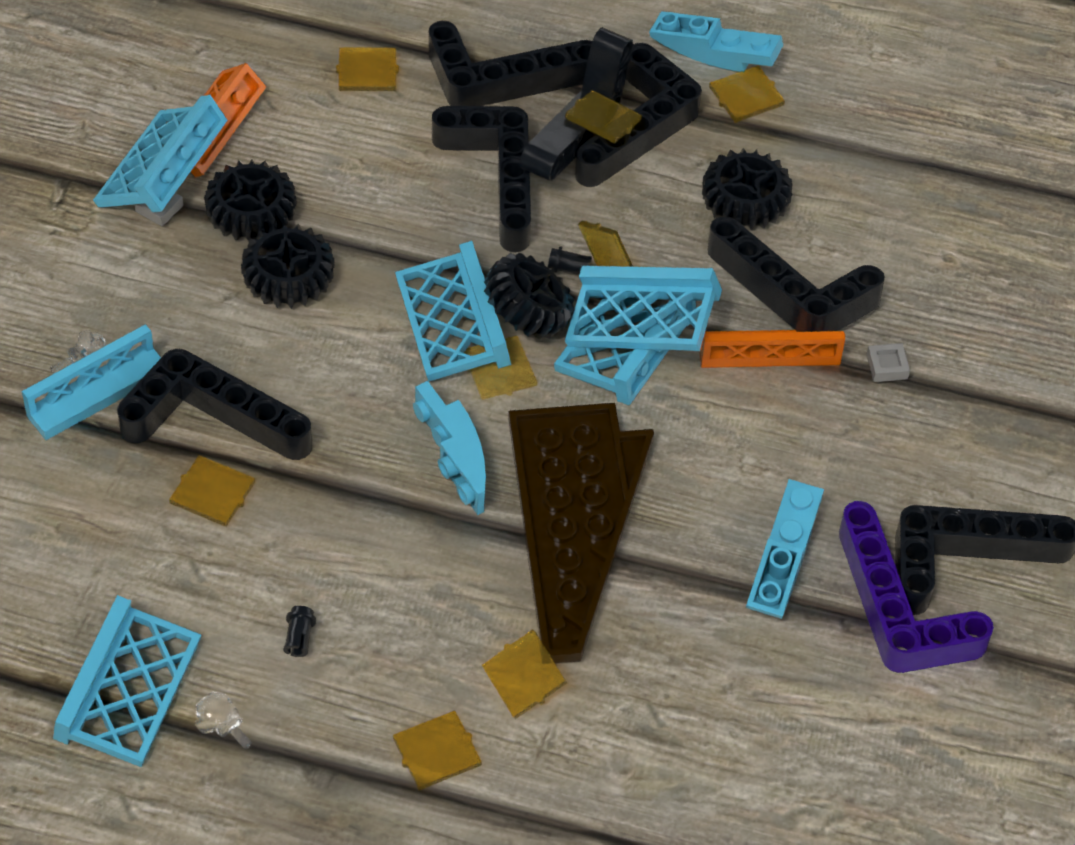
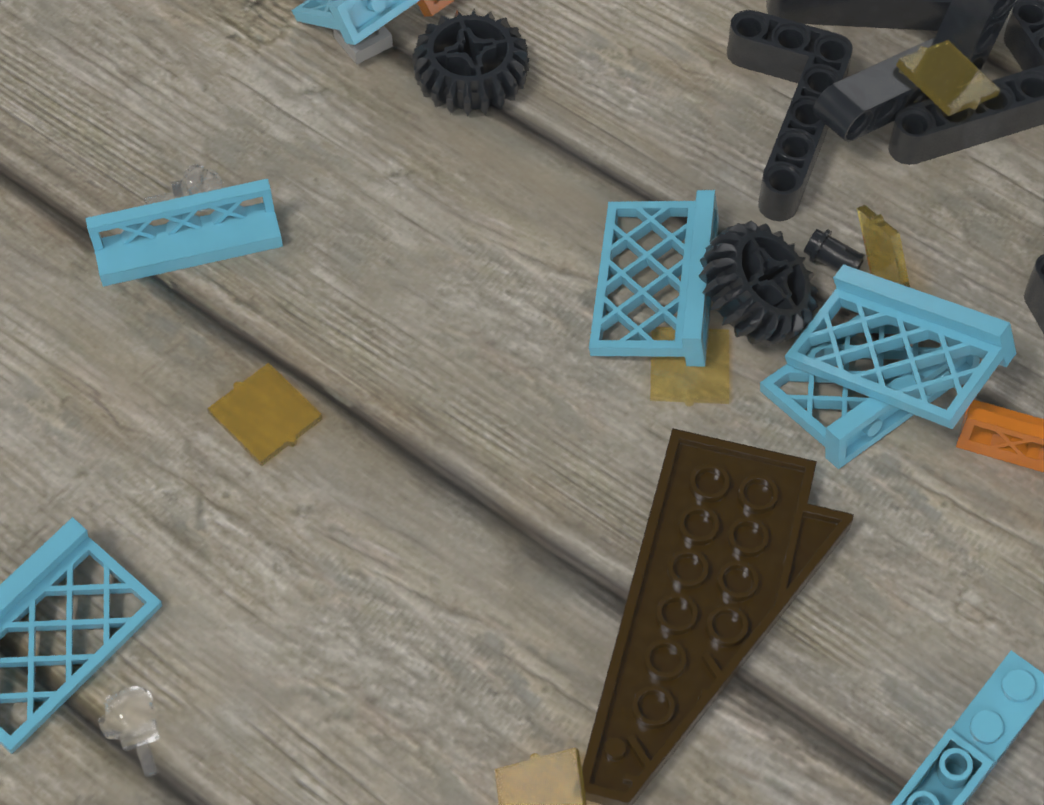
camera: 25 degrees right, 5 degrees up
(191, 379) = (291, 259): black beam -> none
(299, 628) = (281, 638): black pin -> none
(308, 259) = (479, 155): black gear -> none
(458, 442) = (586, 457): medium azure slope -> none

